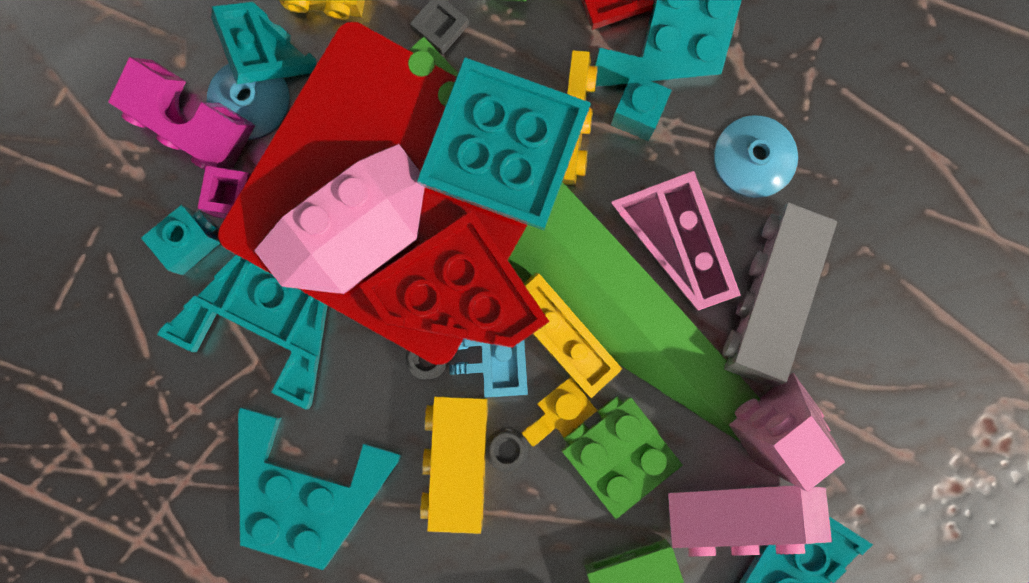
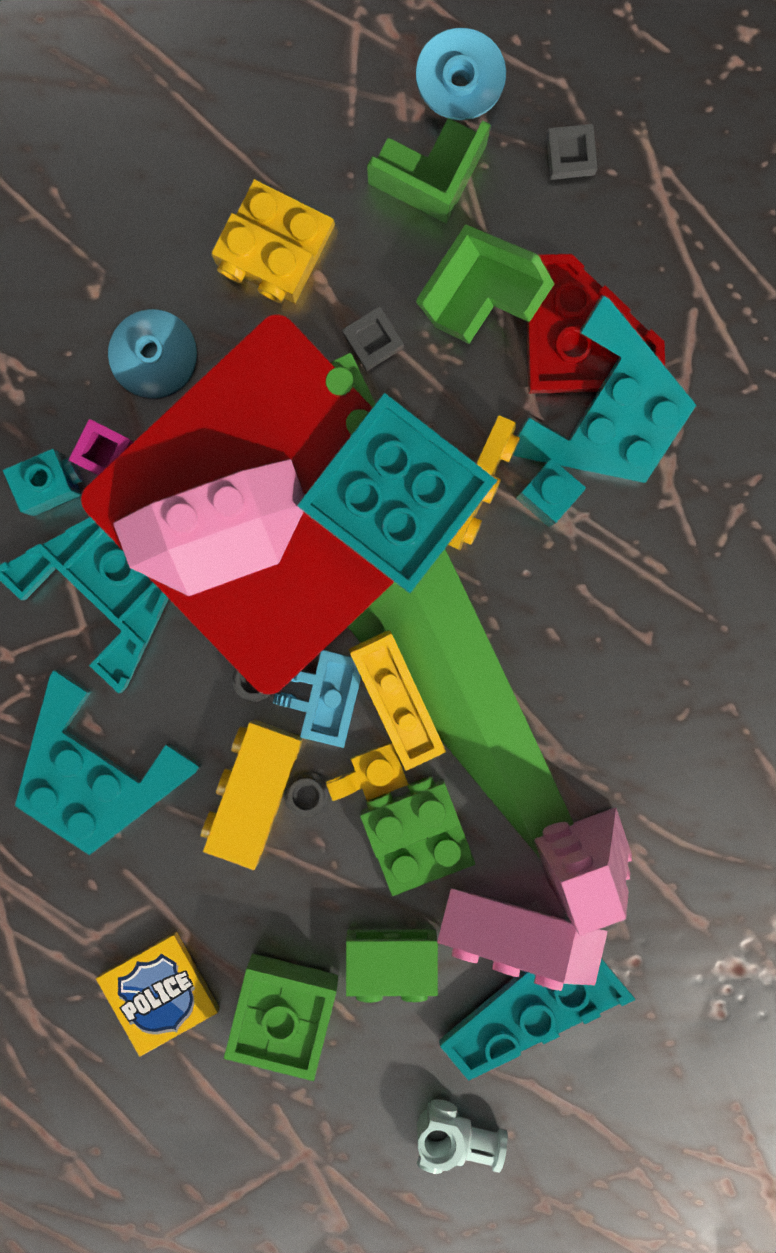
camera: 15 degrees right, 5 degrees up
(150, 99) = (52, 325): dark pink arch -> none
(256, 45) = (177, 303): teal wing -> none
(457, 289) = (304, 625): red plate -> none
(682, 238) = (547, 642): bright pink wedge -> none
(739, 166) = (631, 583): medium azure dish -> none
(779, 296) = (626, 728): light grey brick -> none

